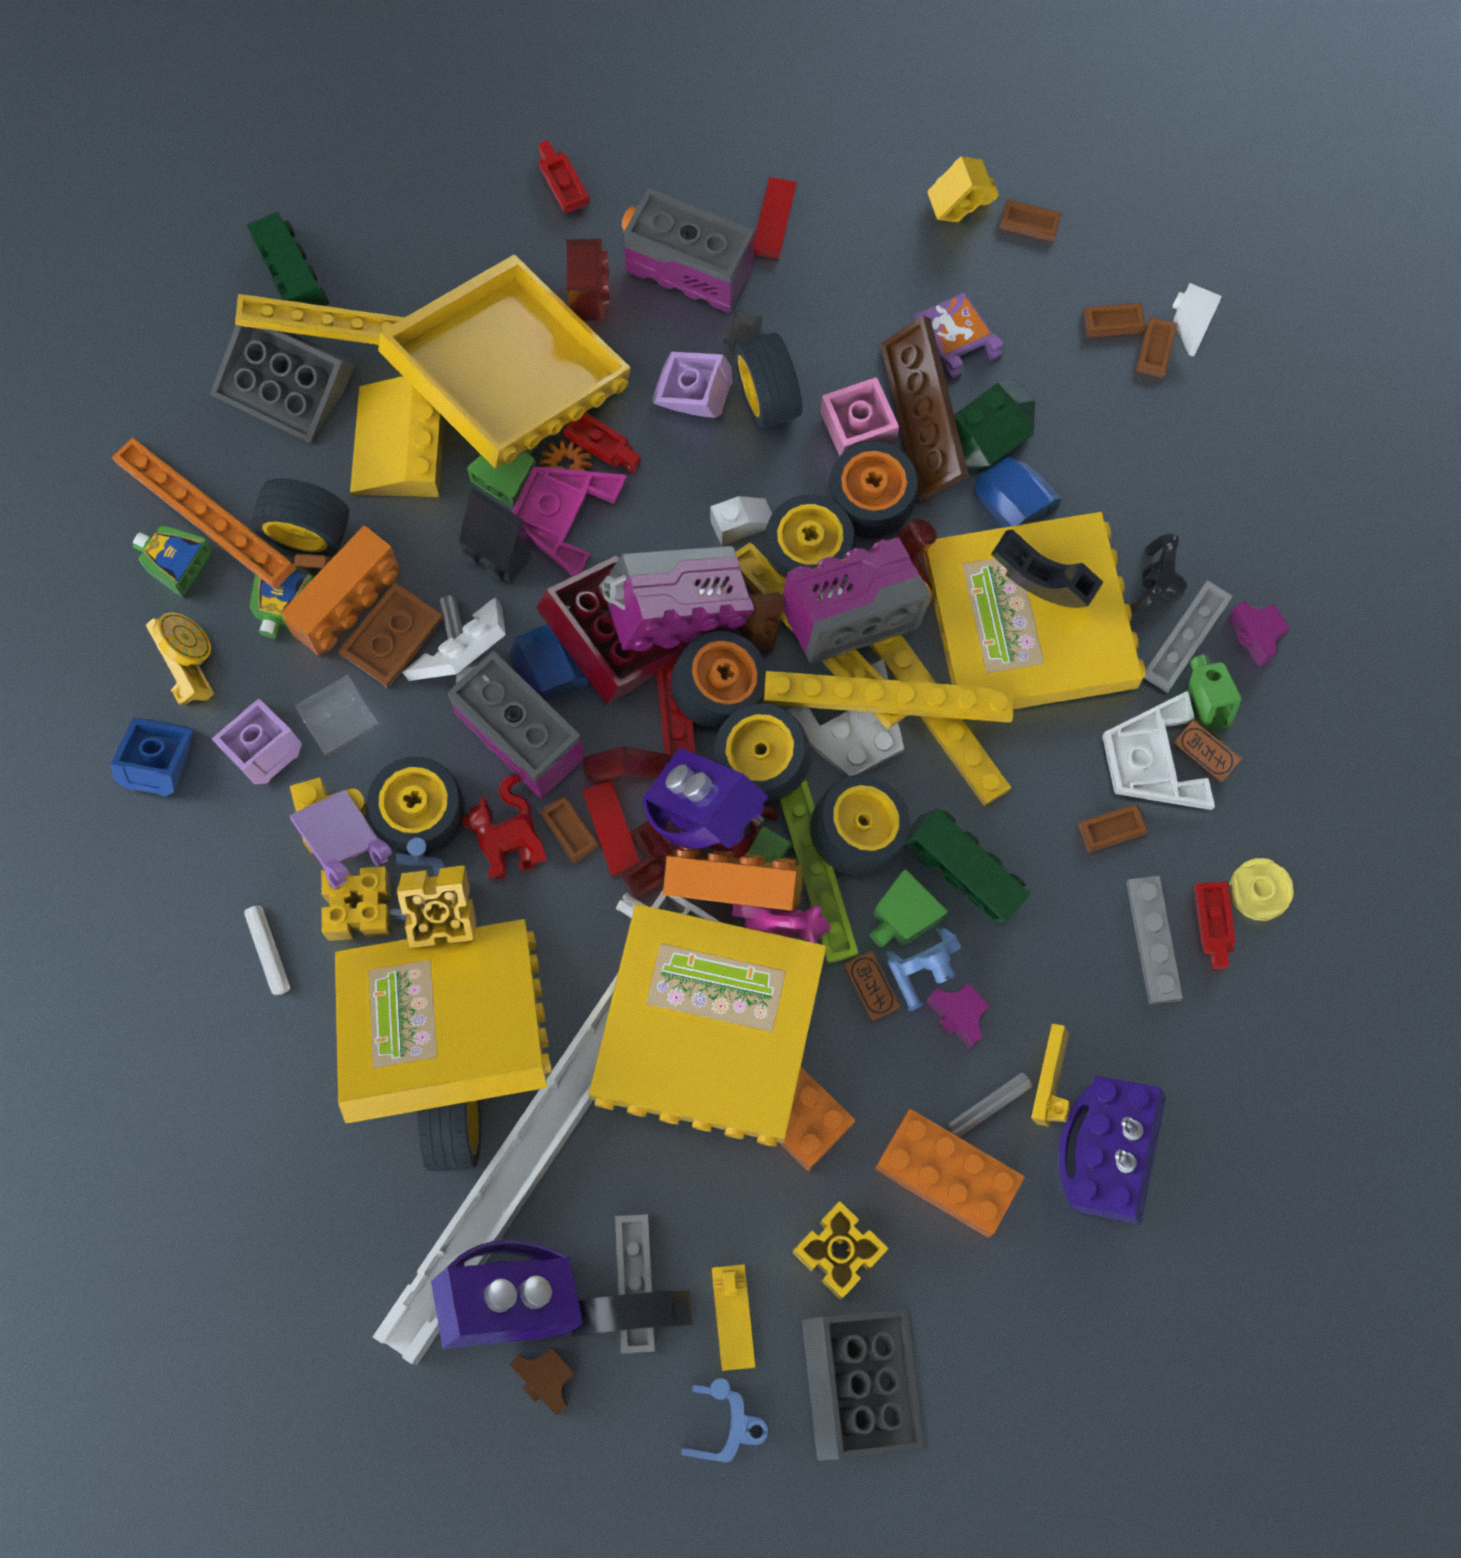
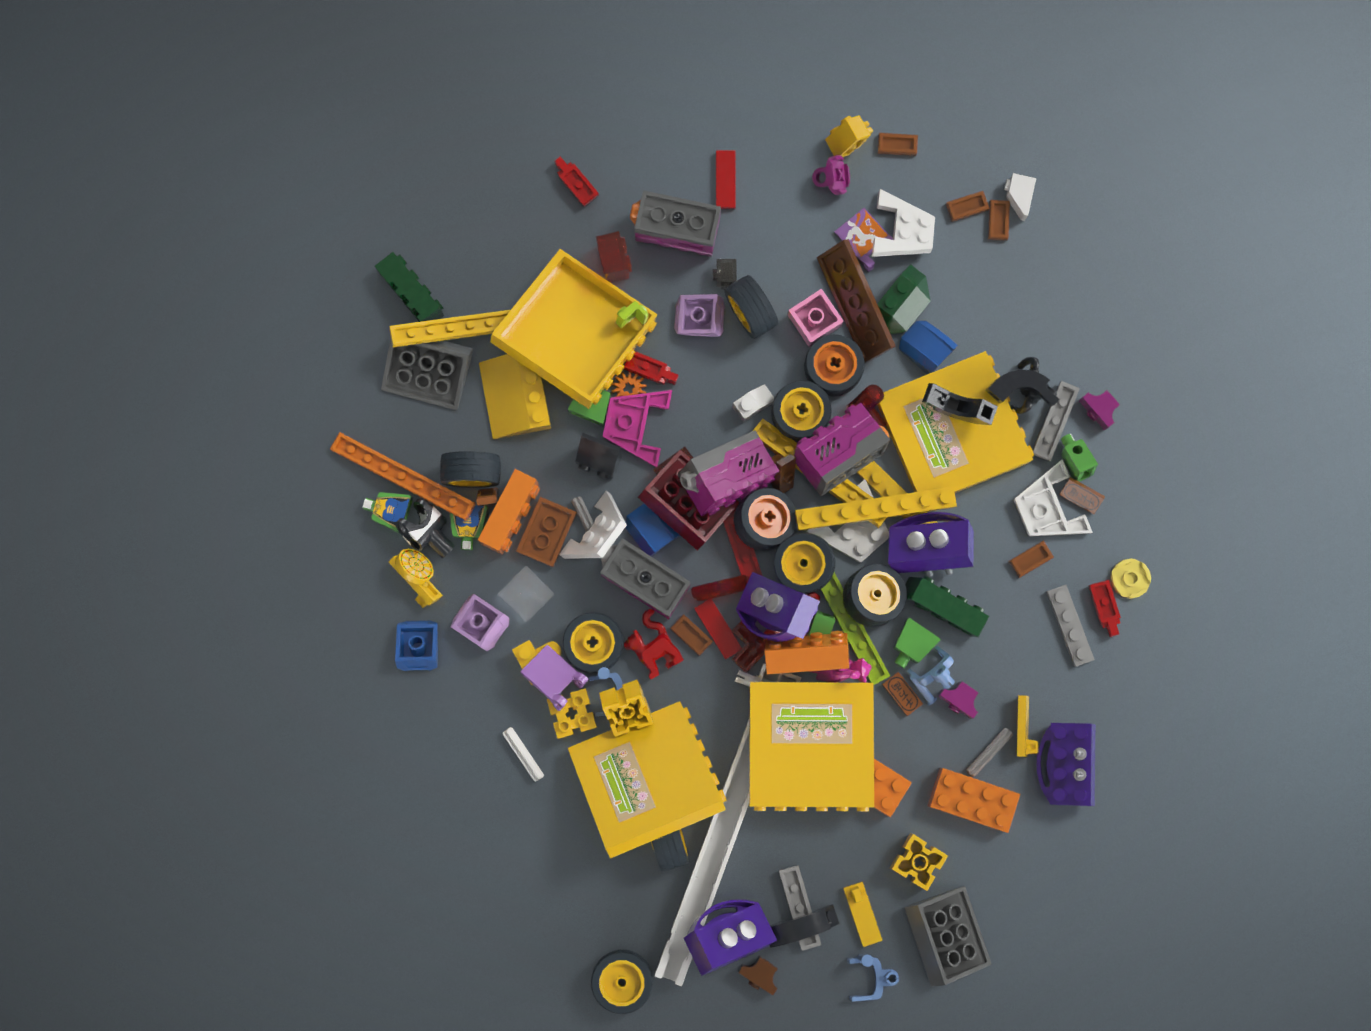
camera: 15 degrees left, 10 degrees up
(214, 593) = (427, 531): none -> black connector
(312, 1312) = (627, 966): none -> wheel
(591, 352) = (634, 310): none -> lime bracket
(933, 237) = (836, 175): none -> magenta tile
(962, 764) = (931, 545): none -> dark purple piece
(1026, 330) = (912, 228): none -> white wing
(1148, 557) = (1028, 379): none -> black arch

